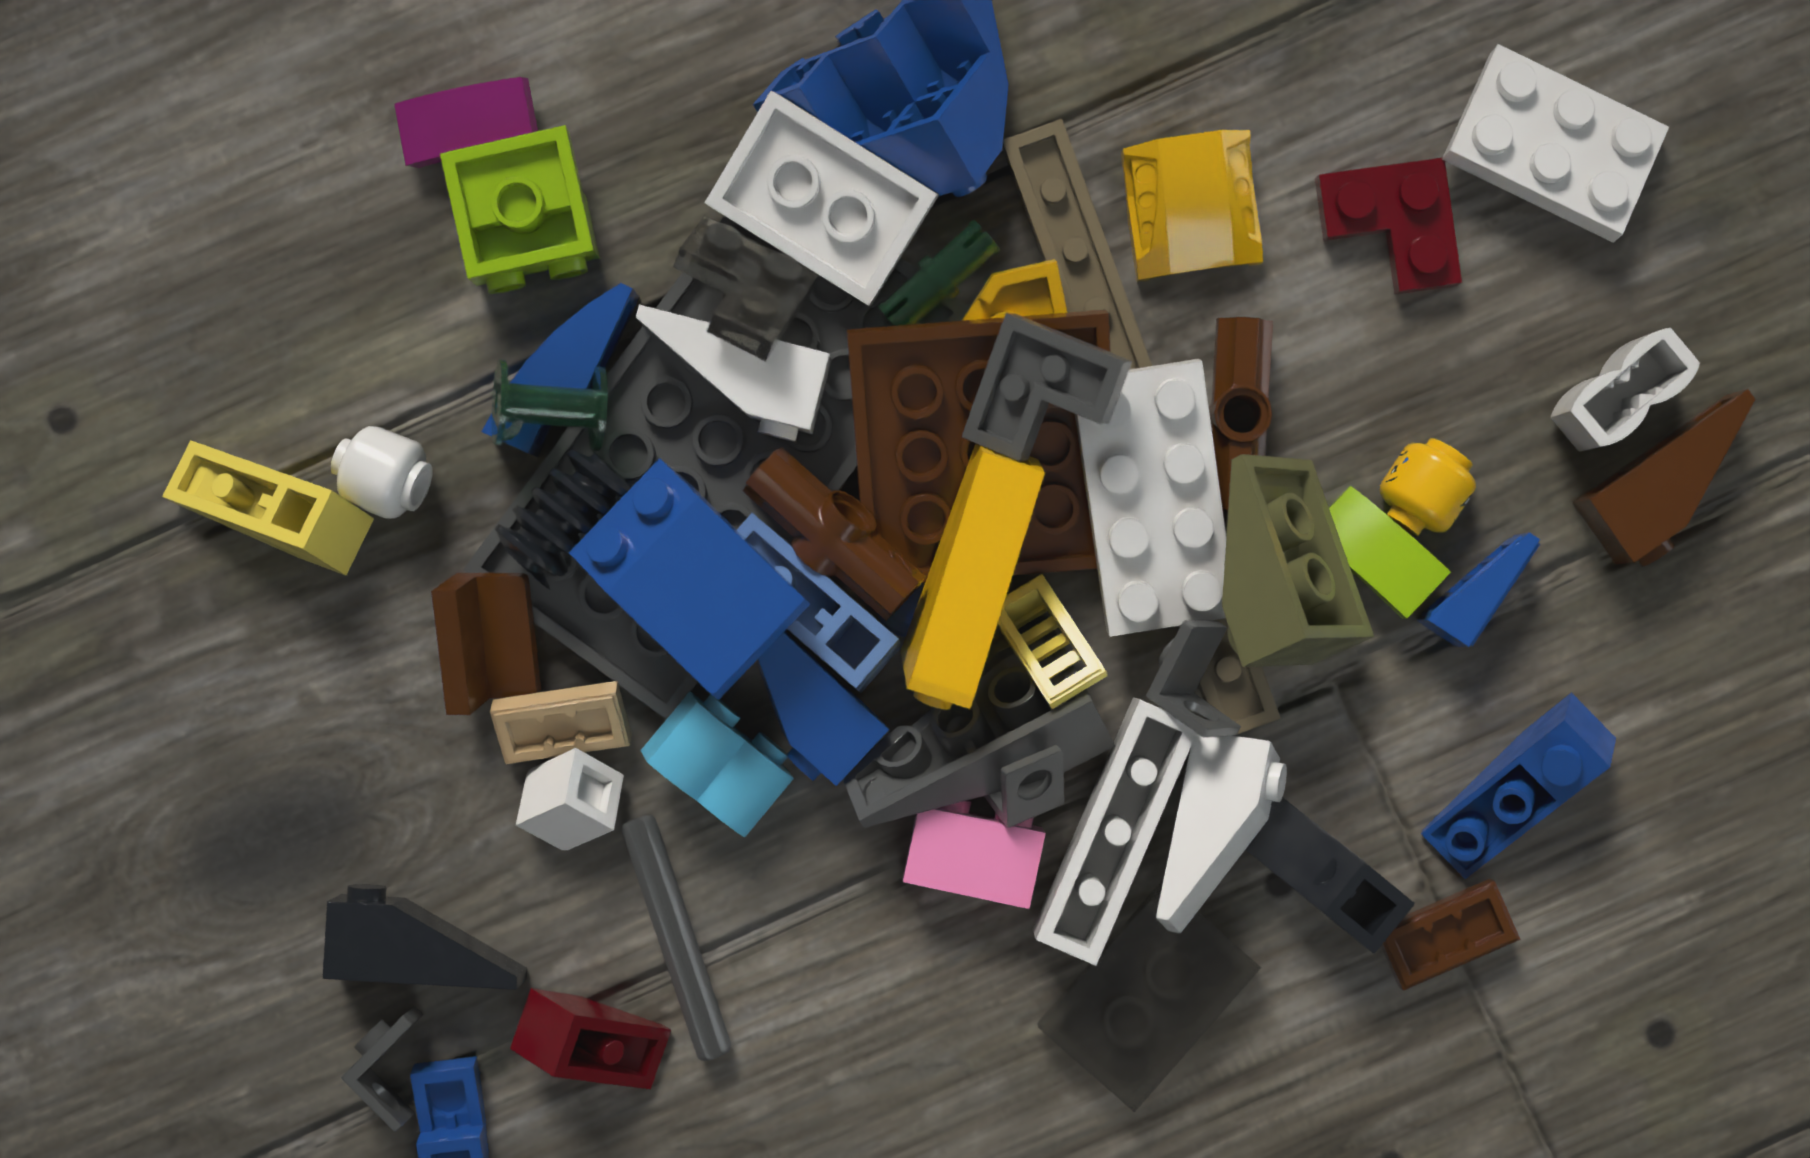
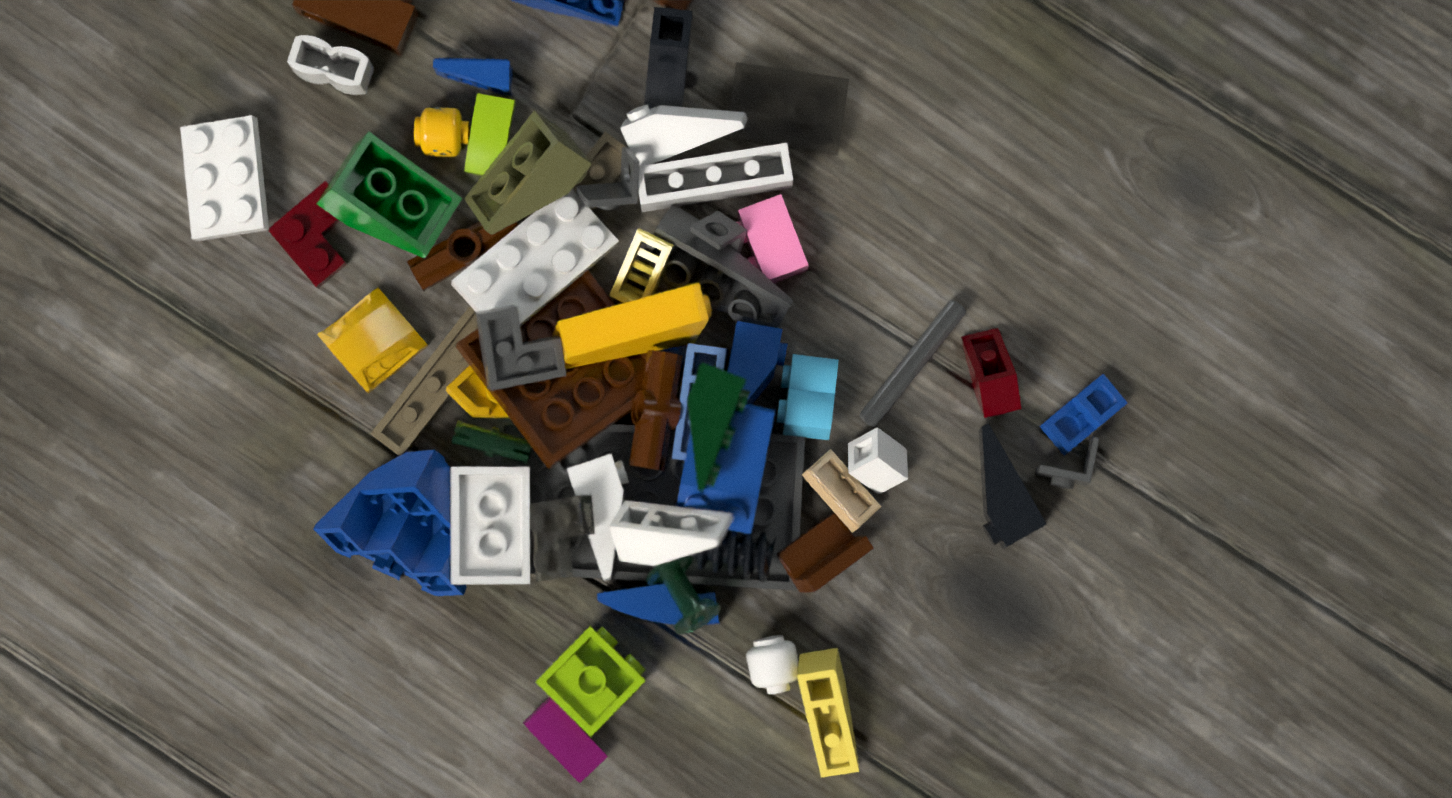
camera: 125 degrees left, 5 degrees down
(642, 434) = (664, 533): none -> white slope
(768, 605) = (710, 410): none -> dark green slope
(1379, 353) = (389, 197): none -> green slope

